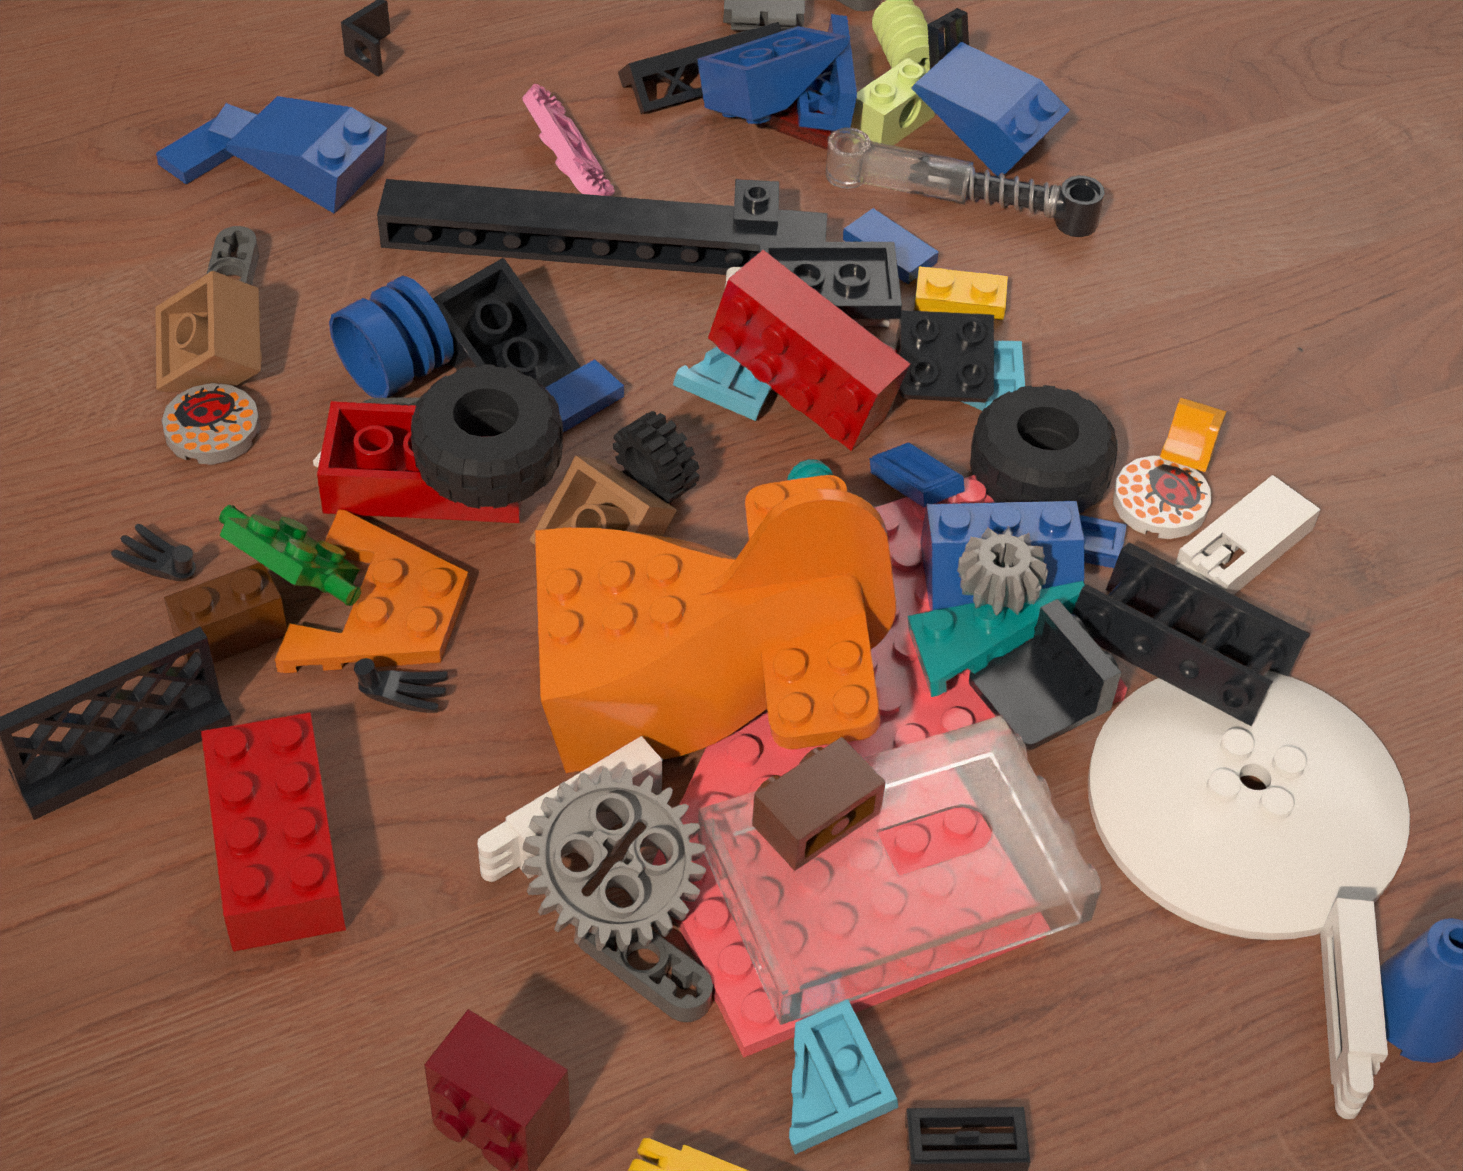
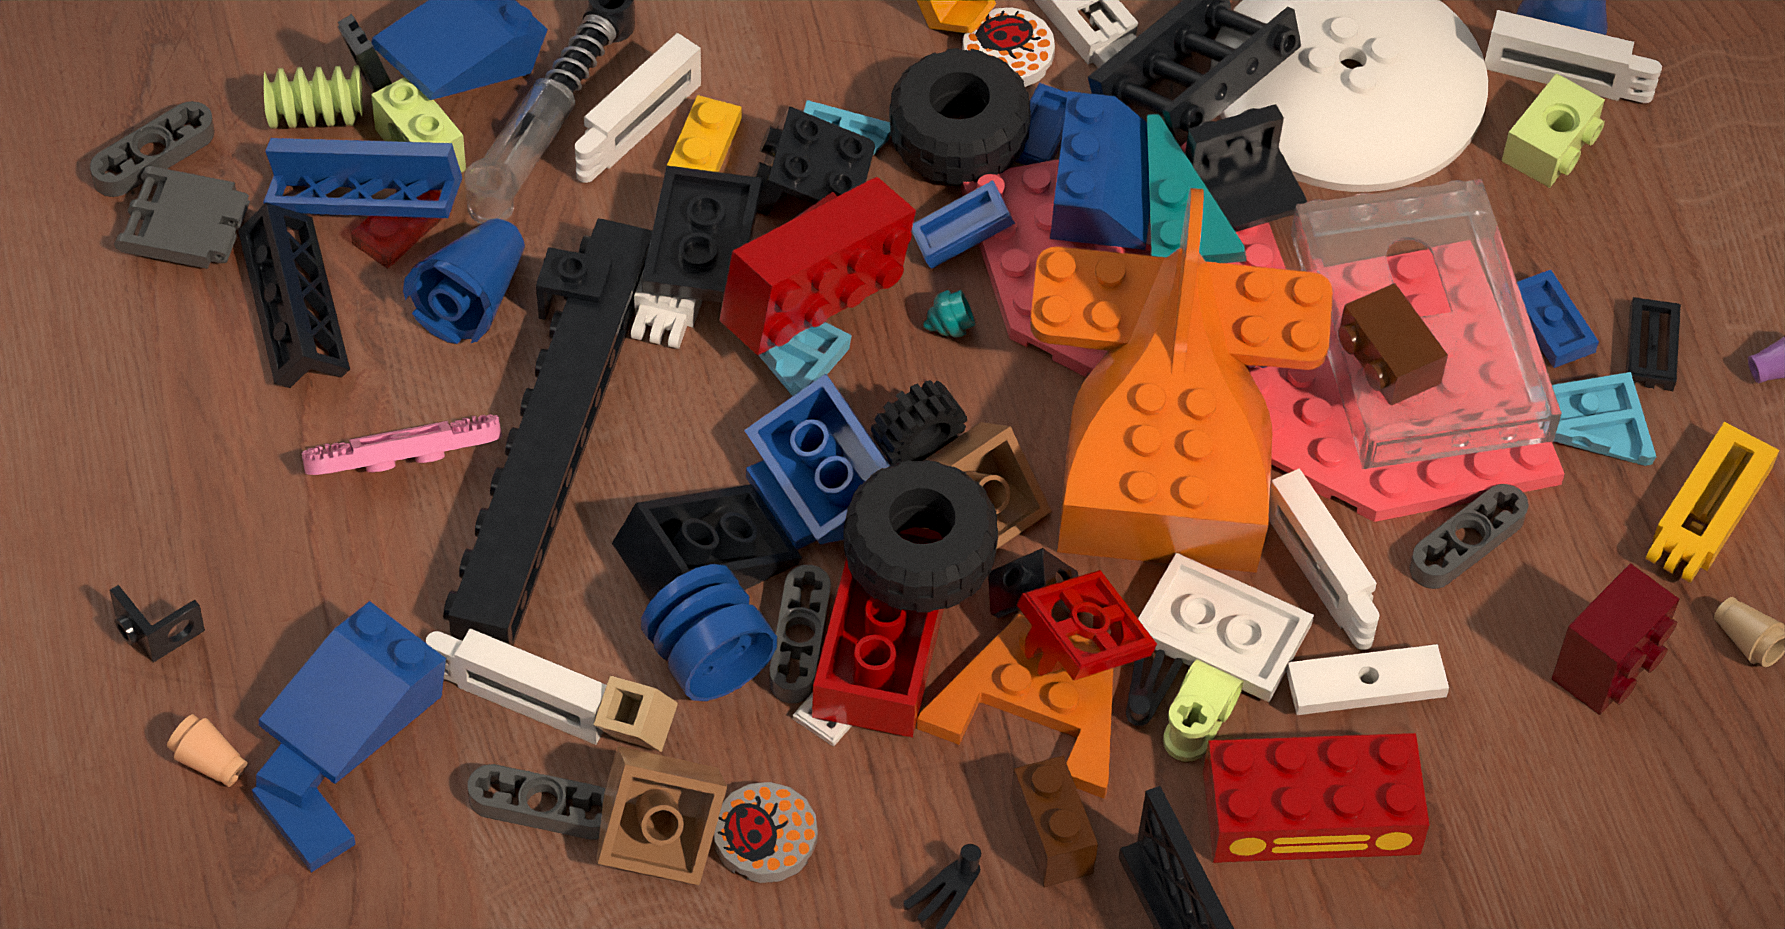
camera: 80 degrees left, 5 degrees up
(256, 81) = (206, 750): none -> light nougat cone
(292, 553) = (988, 753): green plate -> none
(304, 307) = (635, 713): none -> tan brick
(332, 245) = (522, 682): none -> white hinge
(378, 728) = (1200, 710): none -> yellowish green piece
(425, 848) = (1392, 676): none -> white tile
(448, 555) = (1125, 644): none -> red piece
(476, 739) = (1224, 625): none -> white plate
(499, 569) = (1024, 575): none -> black bracket
(611, 393) = (818, 455): none -> blue slope
(653, 888) = (1399, 521): light grey gear -> none
(747, 148) = (465, 281): none -> blue cone
(766, 72) = (351, 223): blue slope -> none
(909, 249) = (620, 185): tile -> none
(963, 1019) = (1556, 320): none -> blue plate
(972, 232) = (637, 106): none -> white hinge
(1002, 570) = (1152, 160): light grey gear -> none
(1268, 990) = (1554, 131): none -> yellowish green brick

